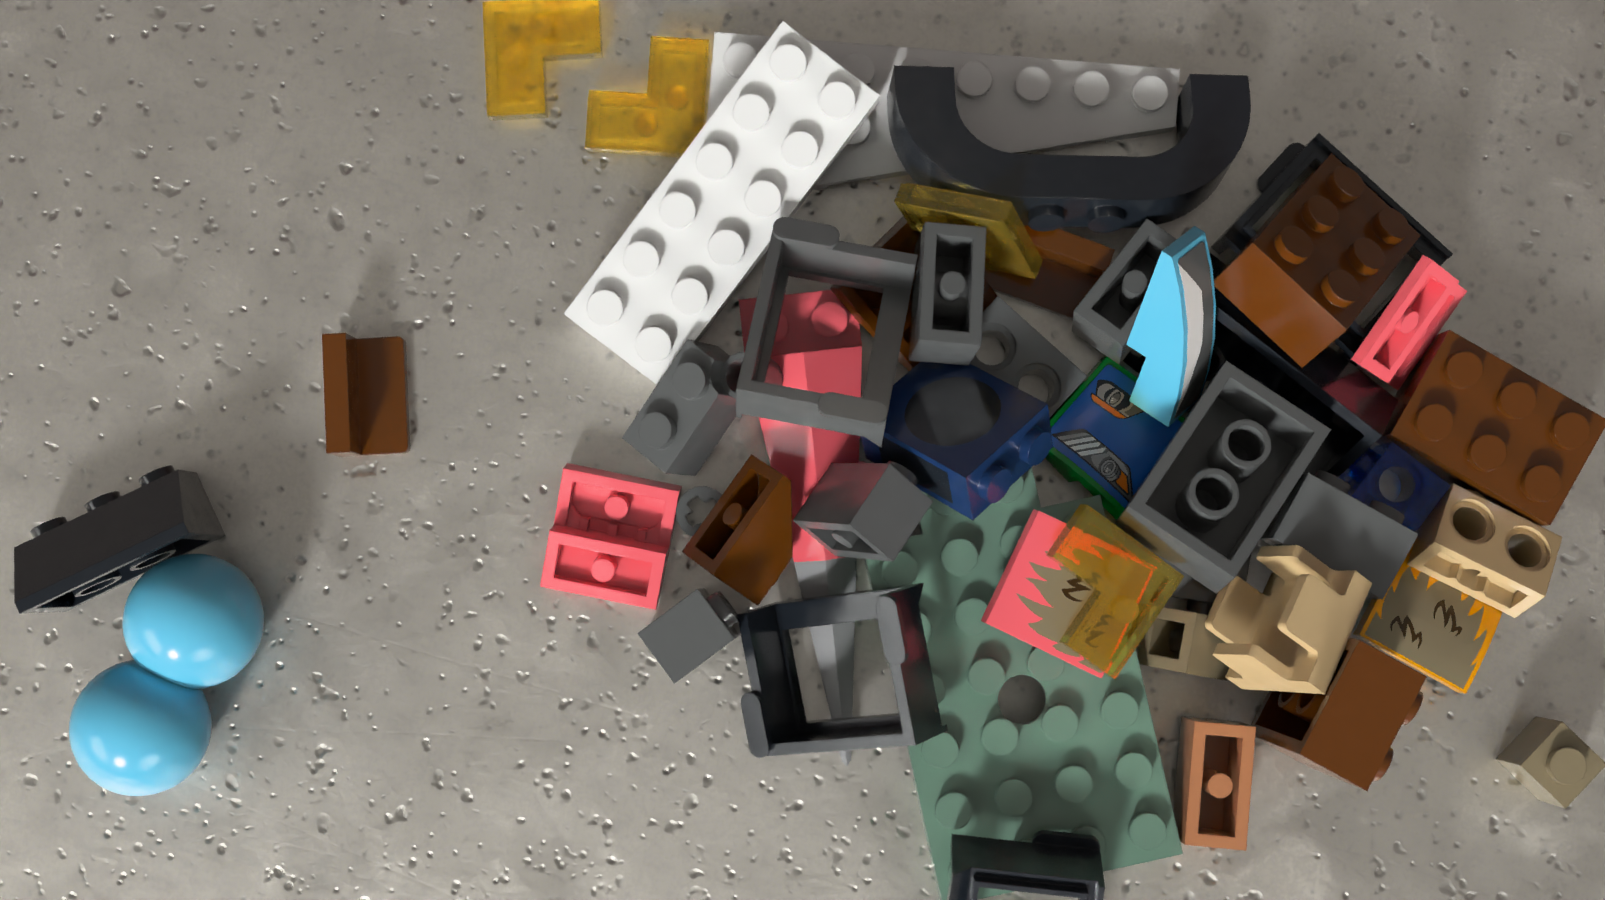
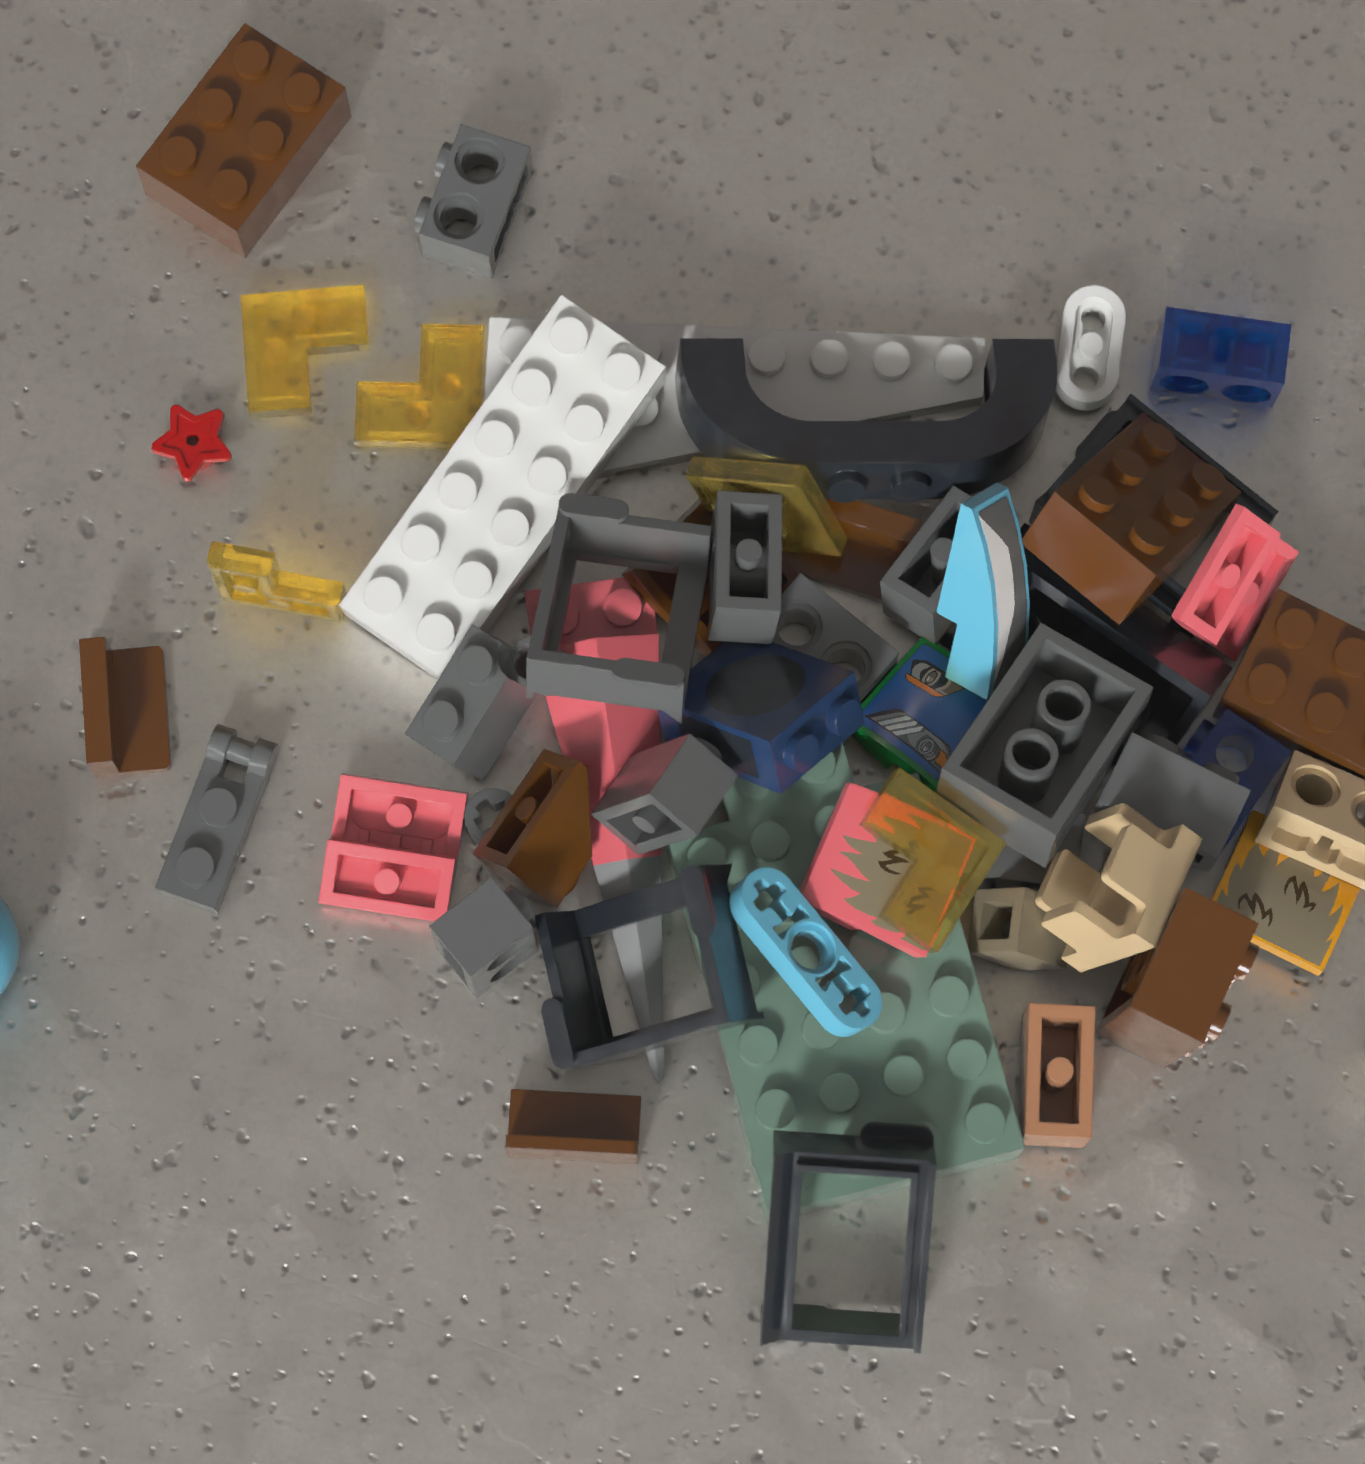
camera: 10 degrees left, 10 degrees down
(446, 153) = (197, 457): none -> red plate
(449, 503) = (216, 820): none -> dark grey plate
(497, 285) = (256, 580): none -> clear yellow tile
(767, 805) = (573, 1126): none -> reddish brown panel
(976, 626) = (834, 956): none -> medium azure beam
(1277, 84) = (1090, 350): none -> white plate
(1404, 98) = (1220, 357): none -> clear blue brick

